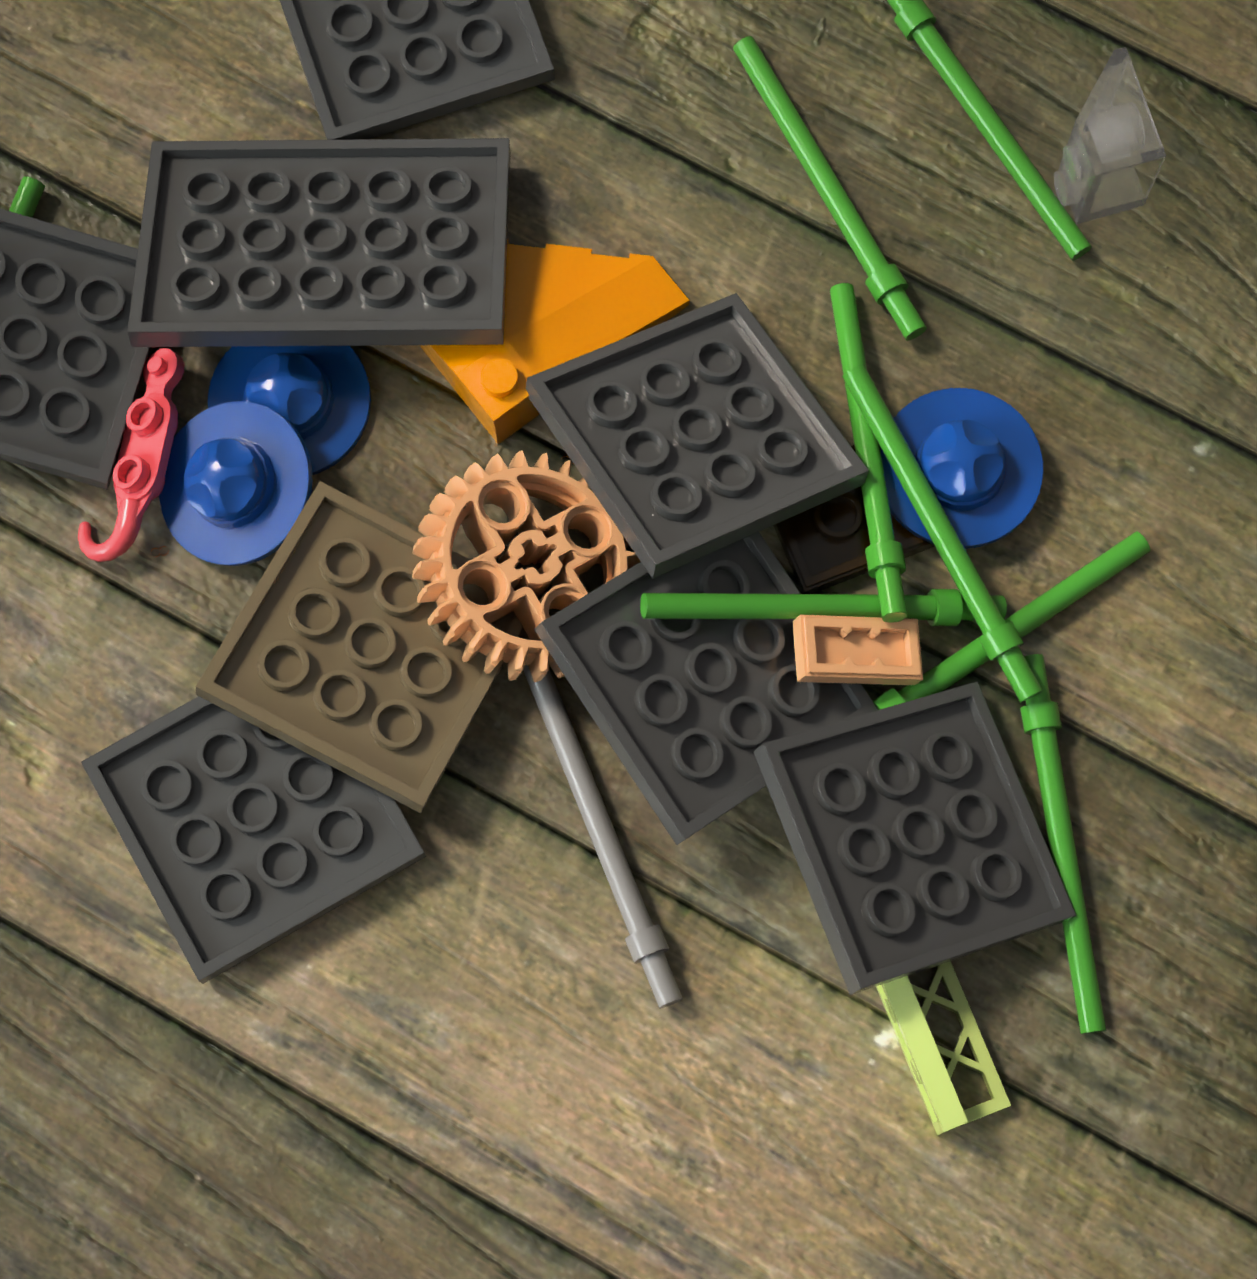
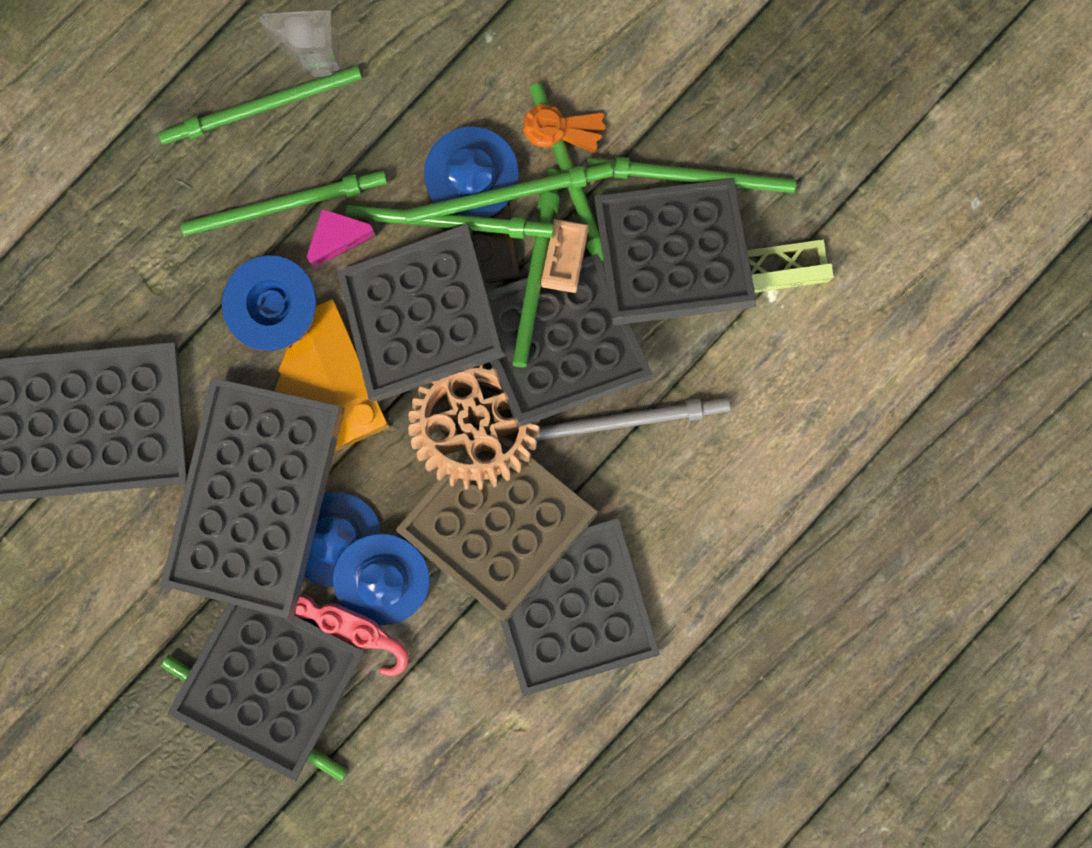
camera: 80 degrees left, 10 degrees up
(653, 195) = (269, 303): none -> blue hat
(791, 274) = (335, 236): none -> dark pink slope
(1076, 572) = (547, 126): none -> orange piece

